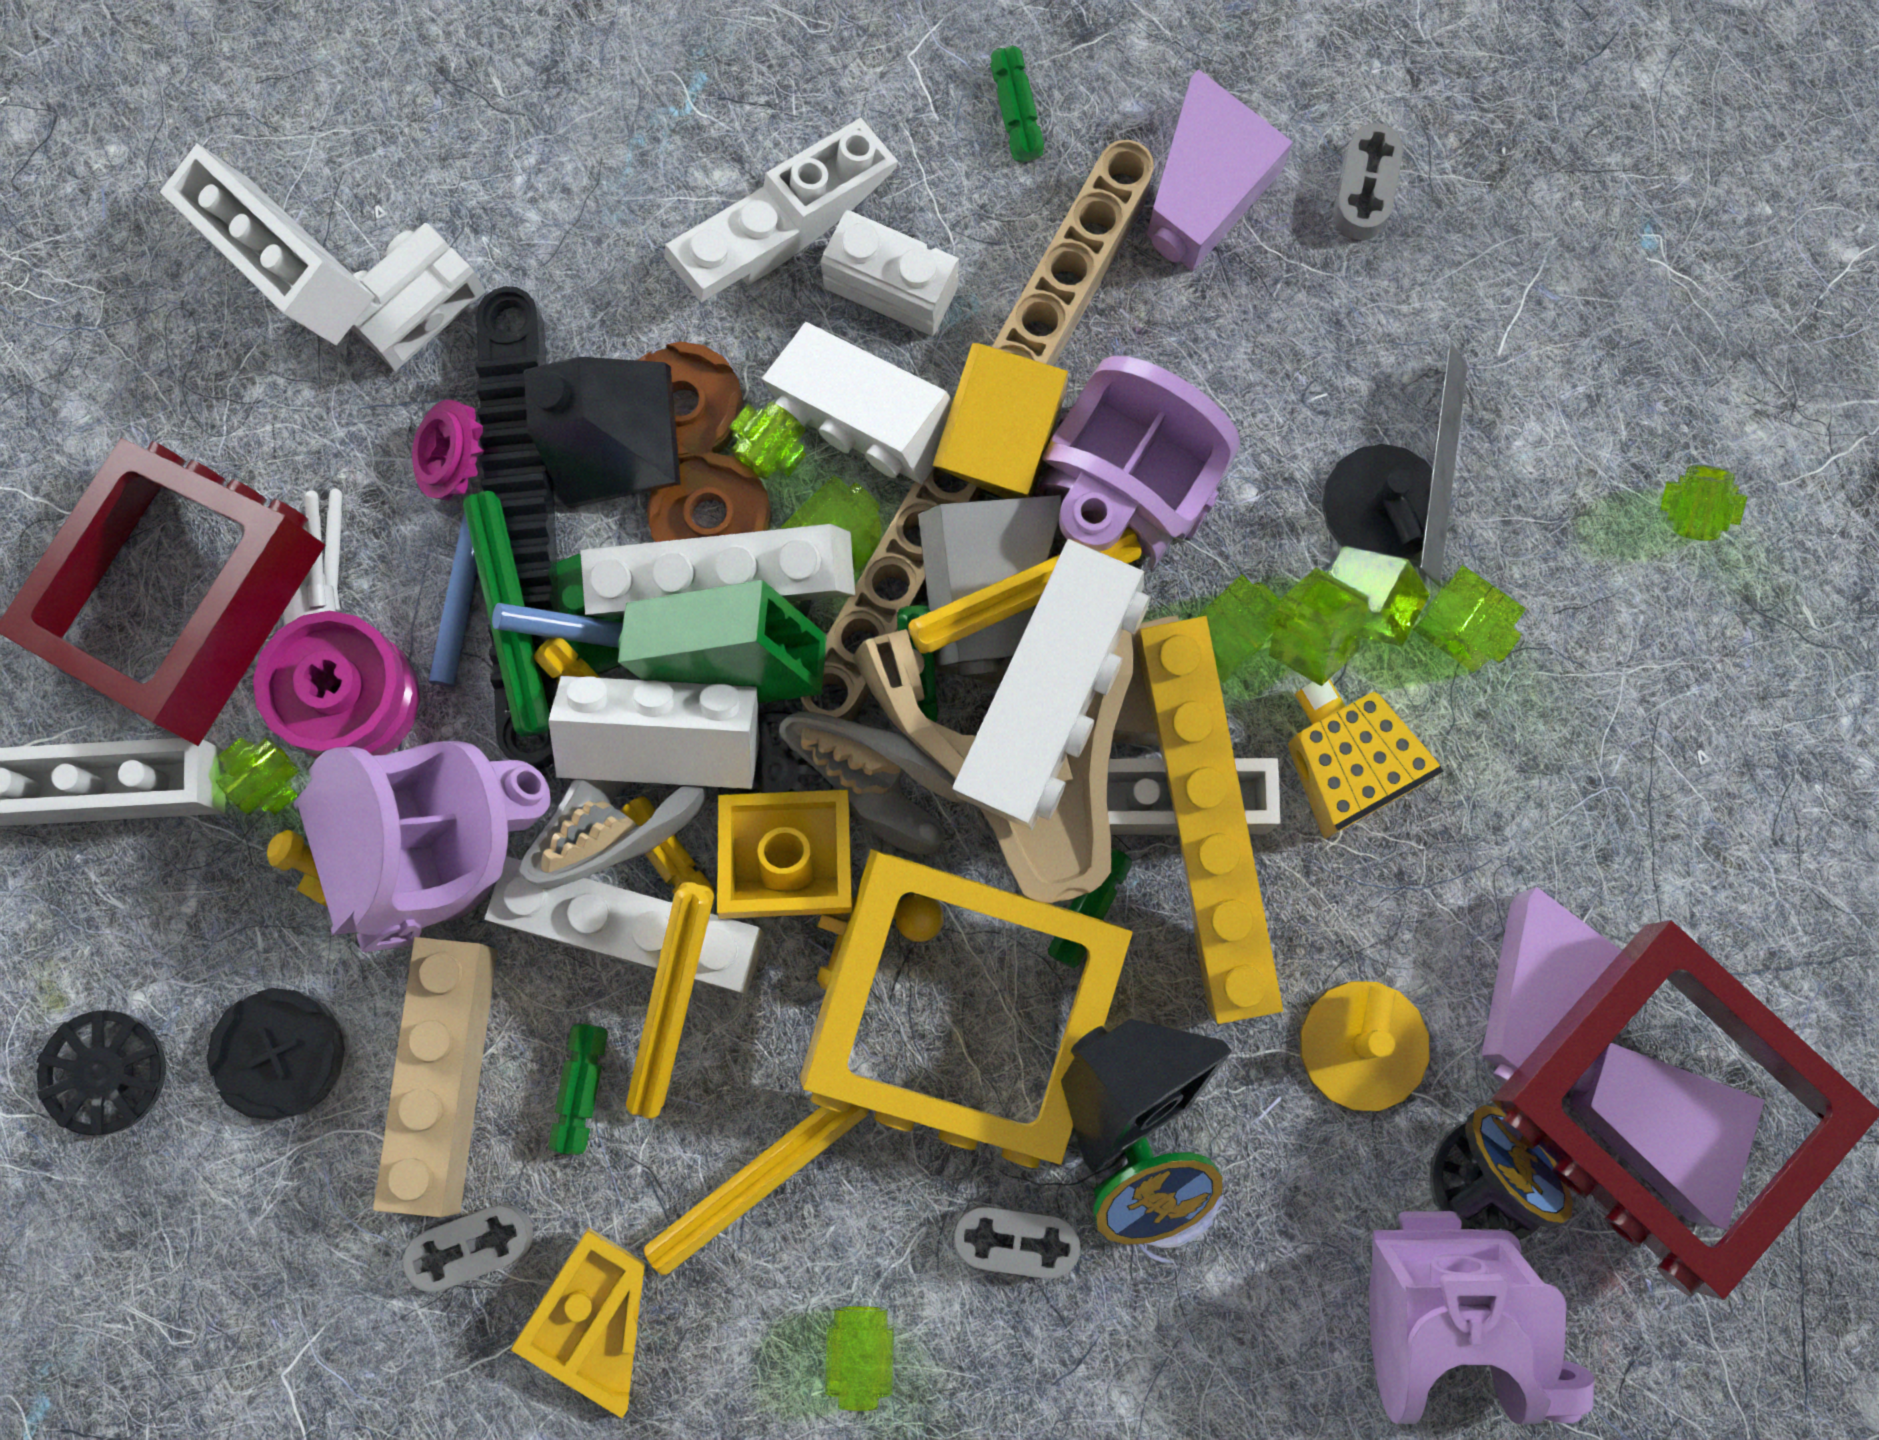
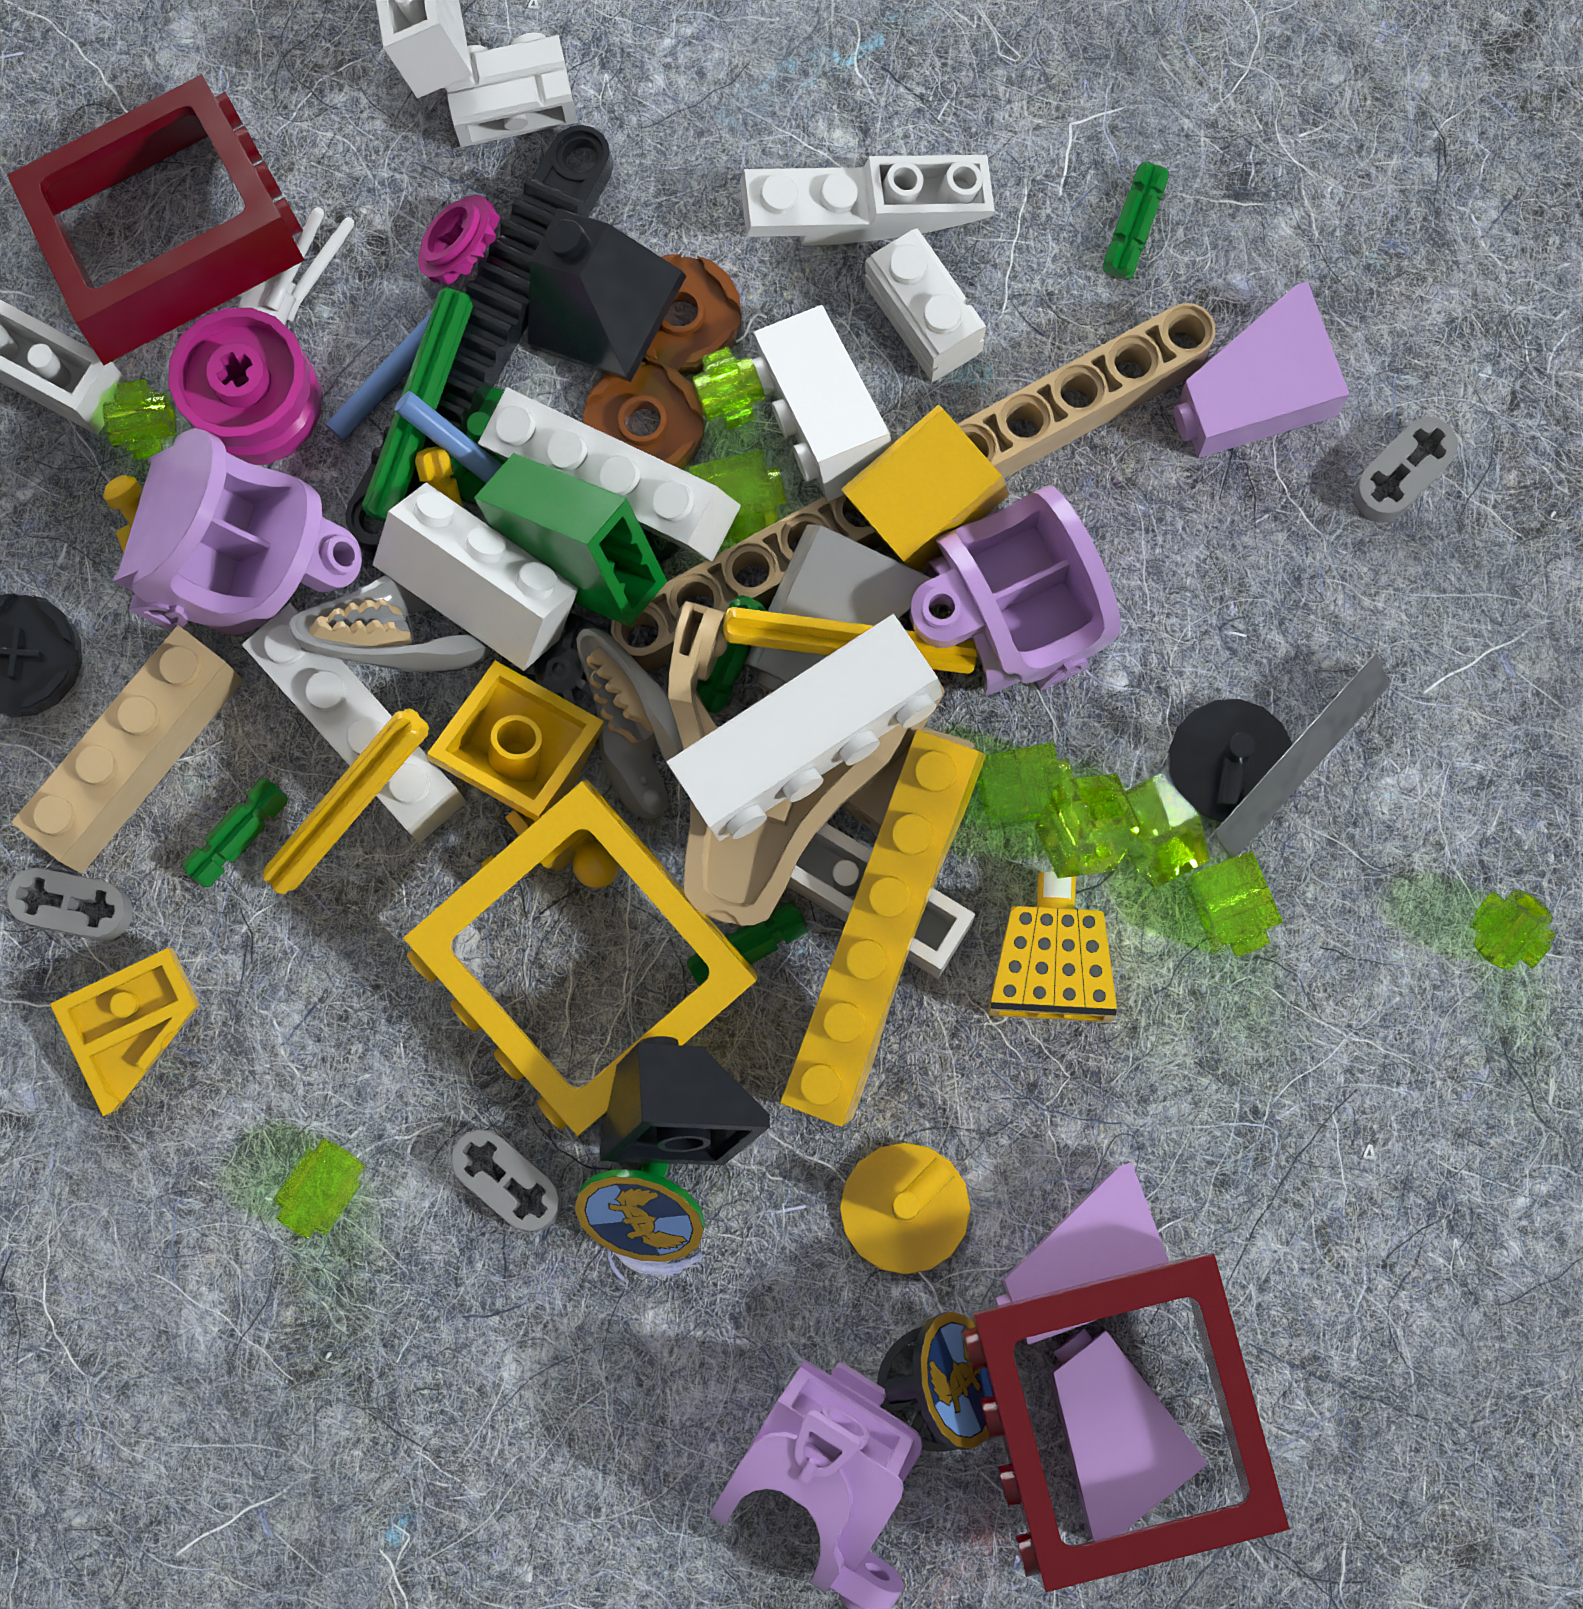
camera: 40 degrees right, 0 degrees up
(670, 857) = (428, 688): yellow axle -> none
(749, 1186) = (321, 997): yellow axle -> none

